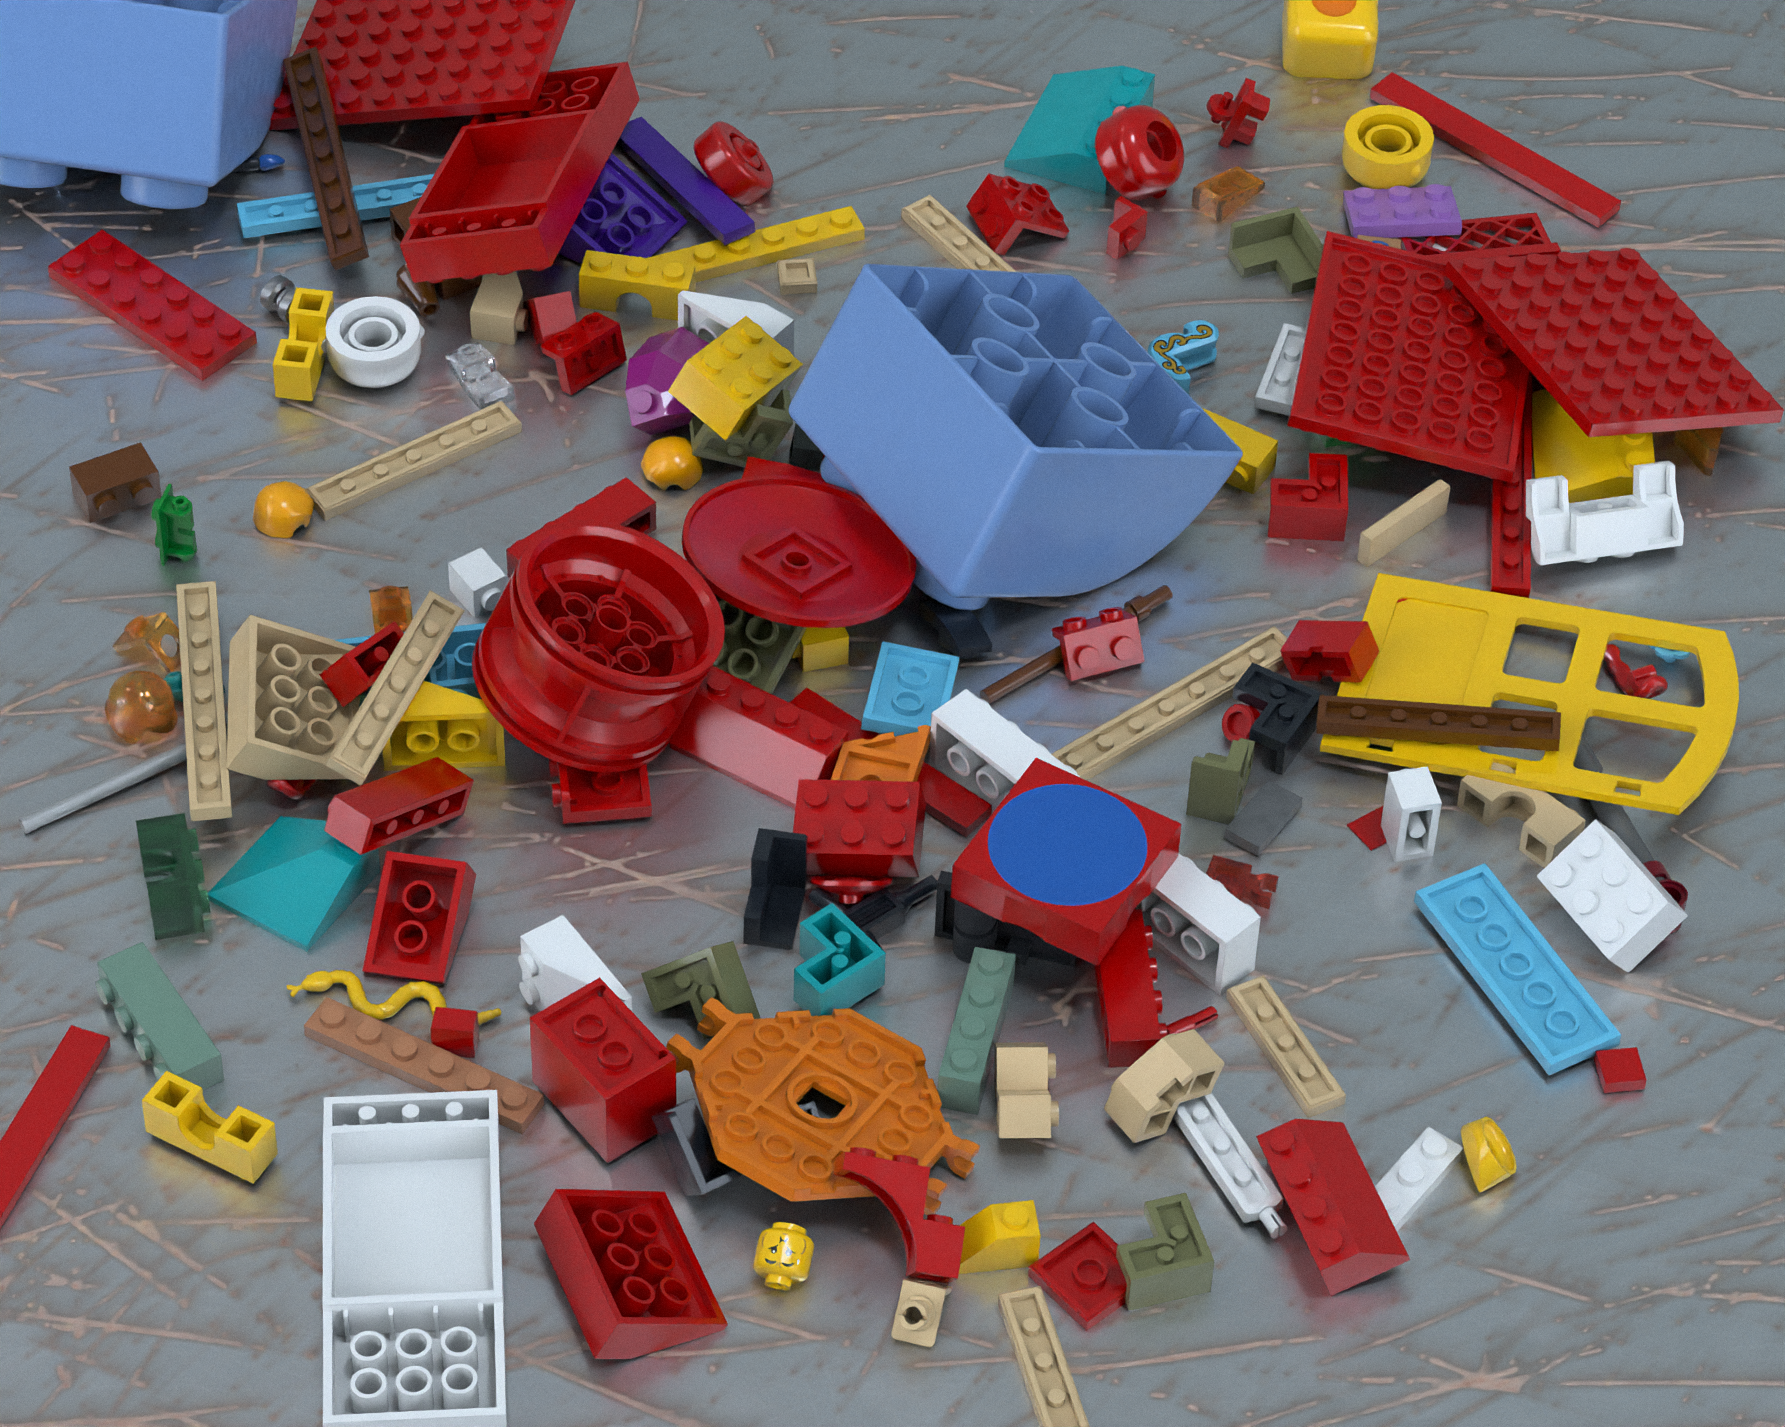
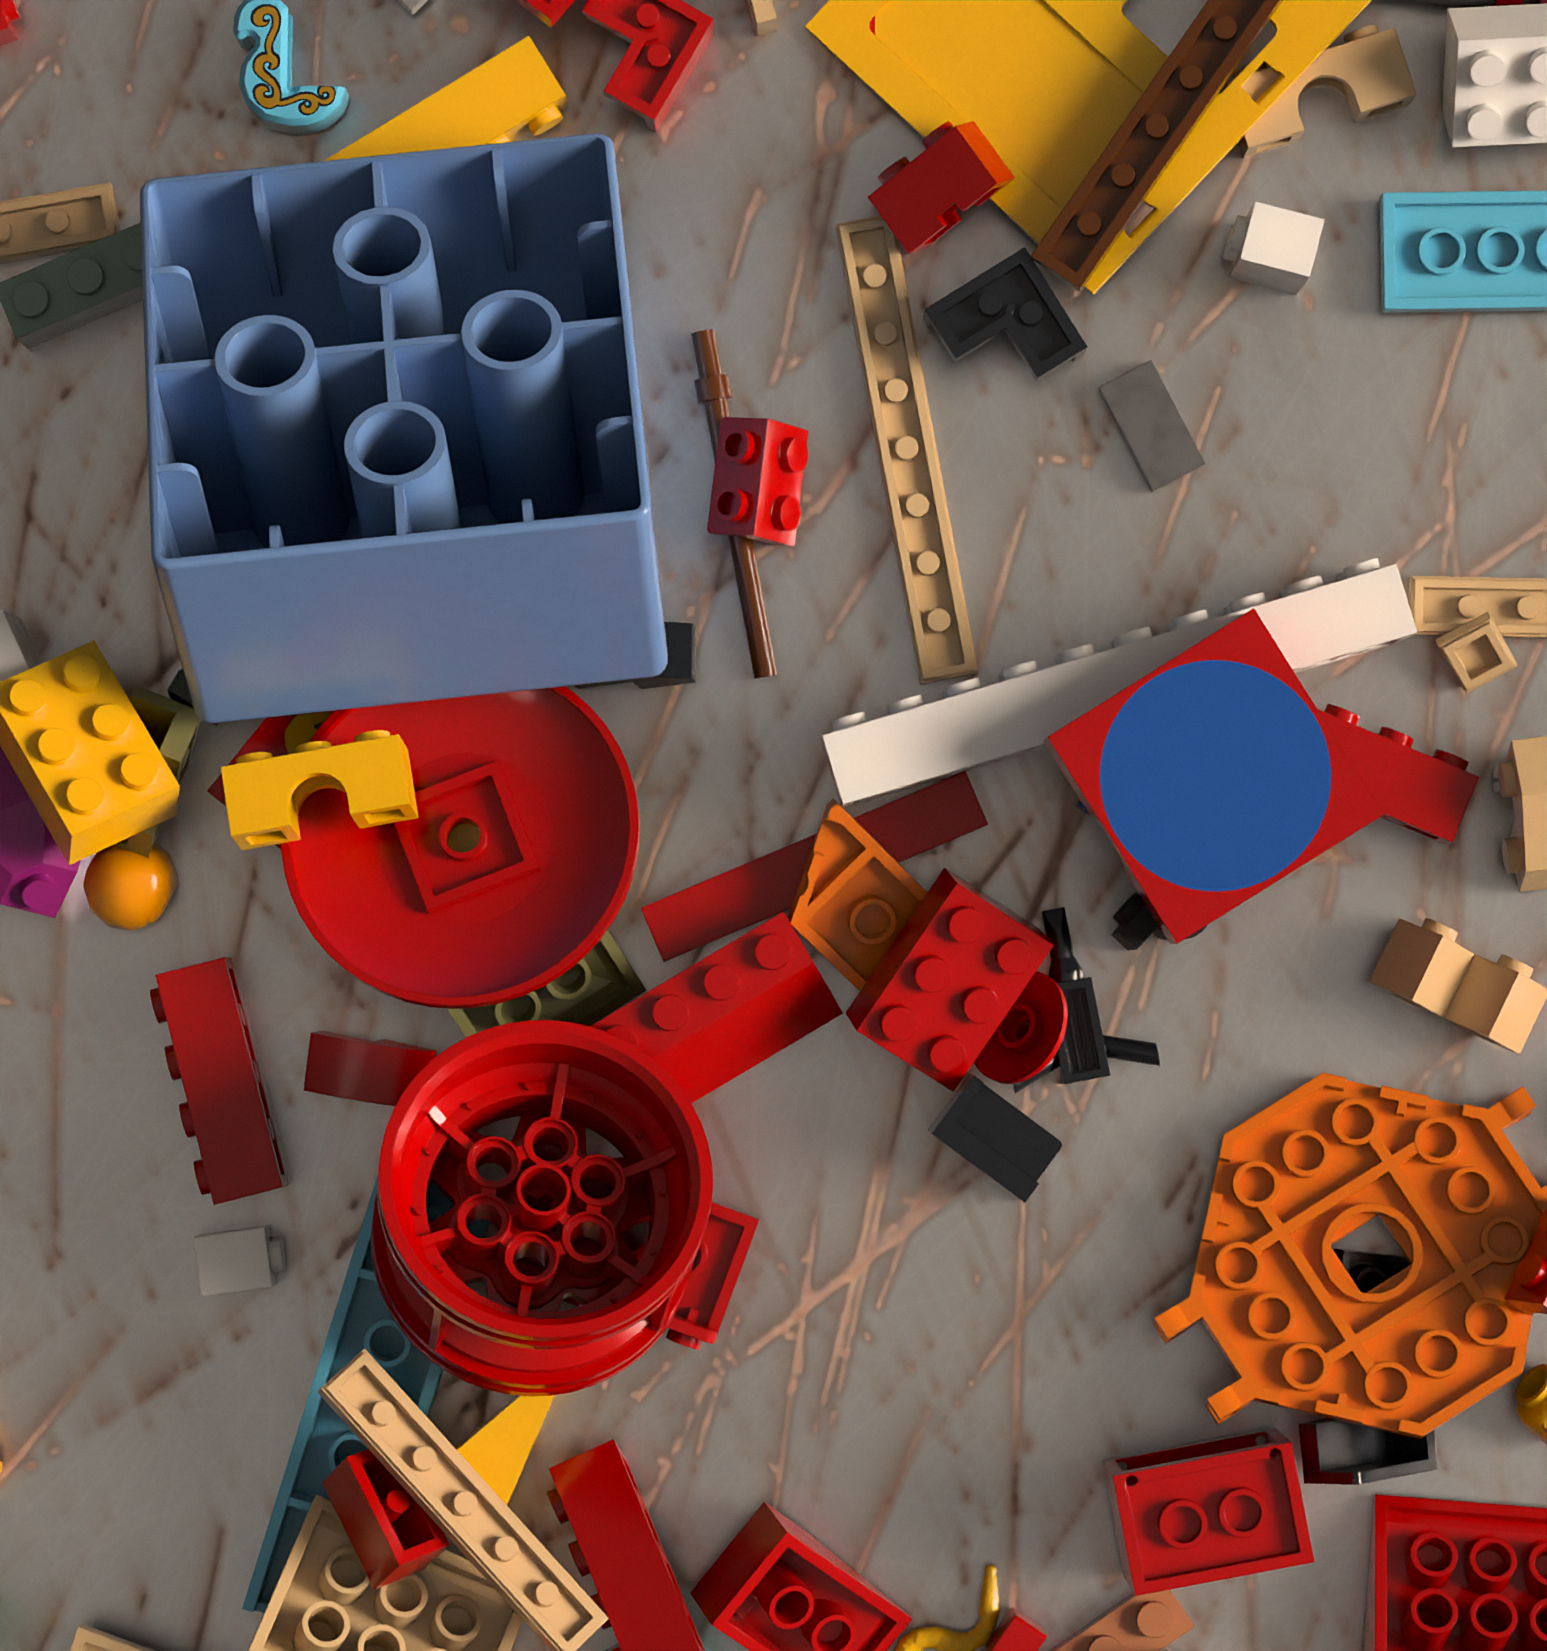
camera: 60 degrees left, 40 degrees up
(391, 605) = (241, 1401): clear orange slope -> none
(559, 963) = (1021, 1476): white slope -> none
(697, 978) = (1093, 1296): olive panel -> none
(801, 489) = (268, 791): none -> yellow arch
(838, 965) = (1160, 1105): teal brick -> none
(907, 688) = (728, 780): medium azure plate -> none
(975, 1030) = (1334, 991): sand green brick -> none
(1193, 1022) = (1434, 709): red pin -> none
(1220, 782) = (1073, 449): olive panel -> none
(1238, 721) = (992, 369): red tile -> none
(1239, 1023) = (1476, 652): none -> tan tile
(1240, 881) = (1245, 529): clear red plate -> none
(1369, 829) = (1224, 295): red sticker -> none

